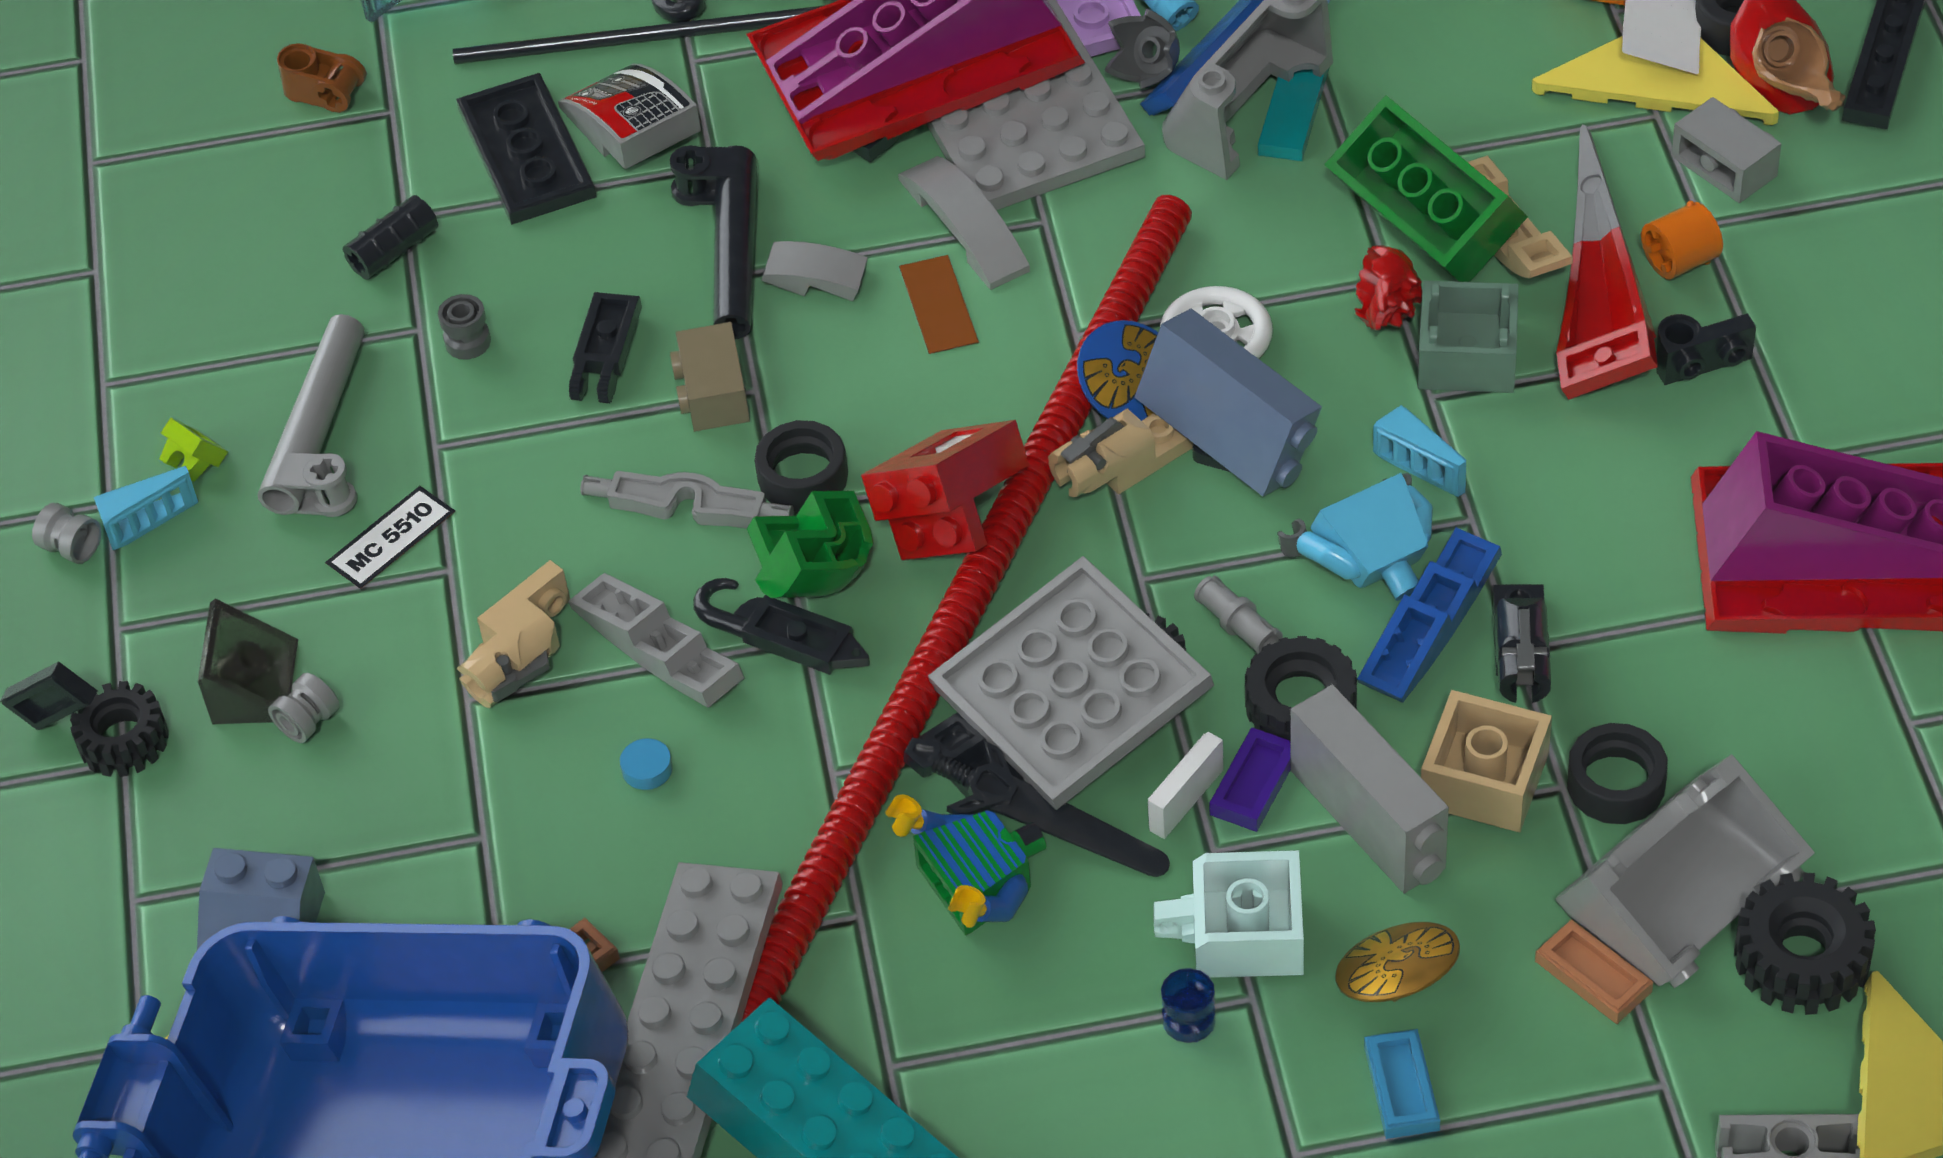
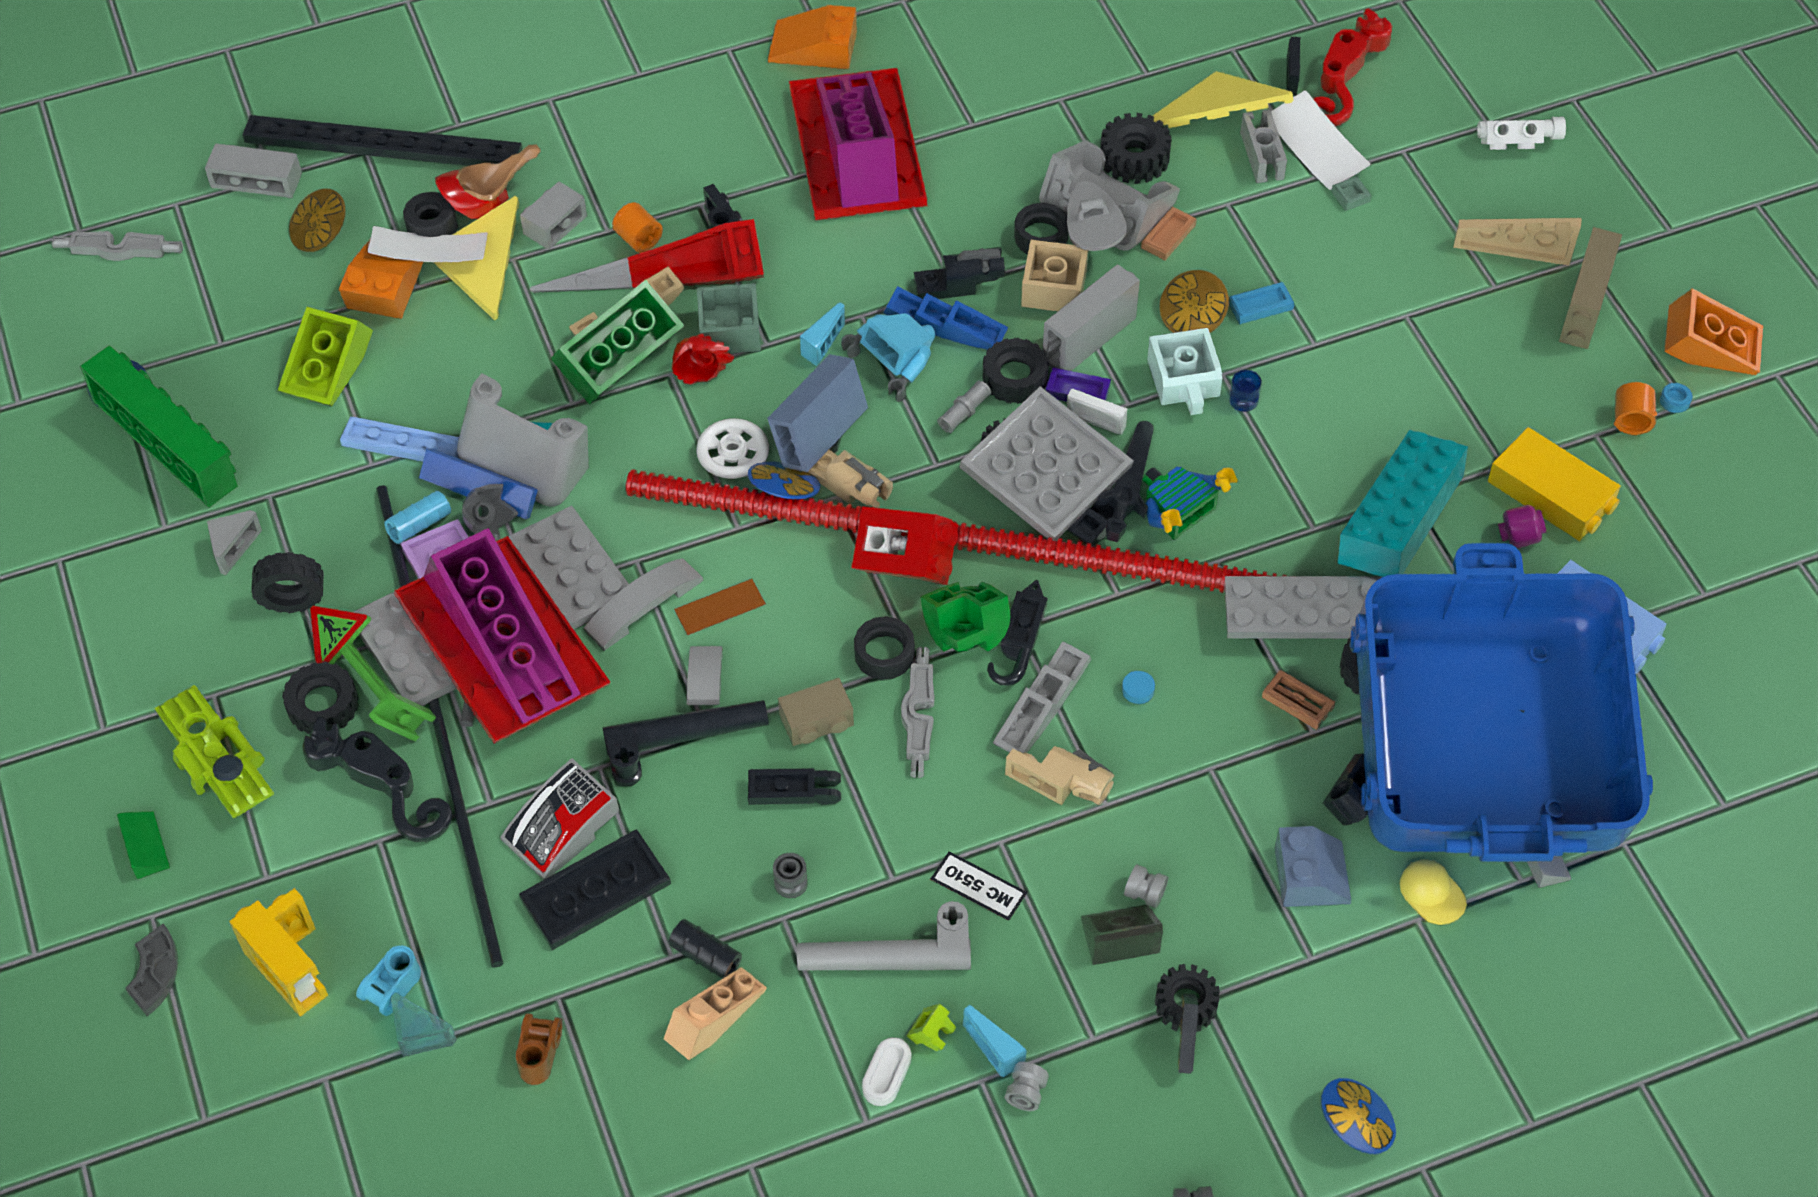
camera: 105 degrees left, 5 degrees up
(154, 402) = (886, 1071): none -> white tile
(299, 237) = (710, 1013): none -> light nougat slope
(1590, 813) = (1094, 218): none -> light grey shield

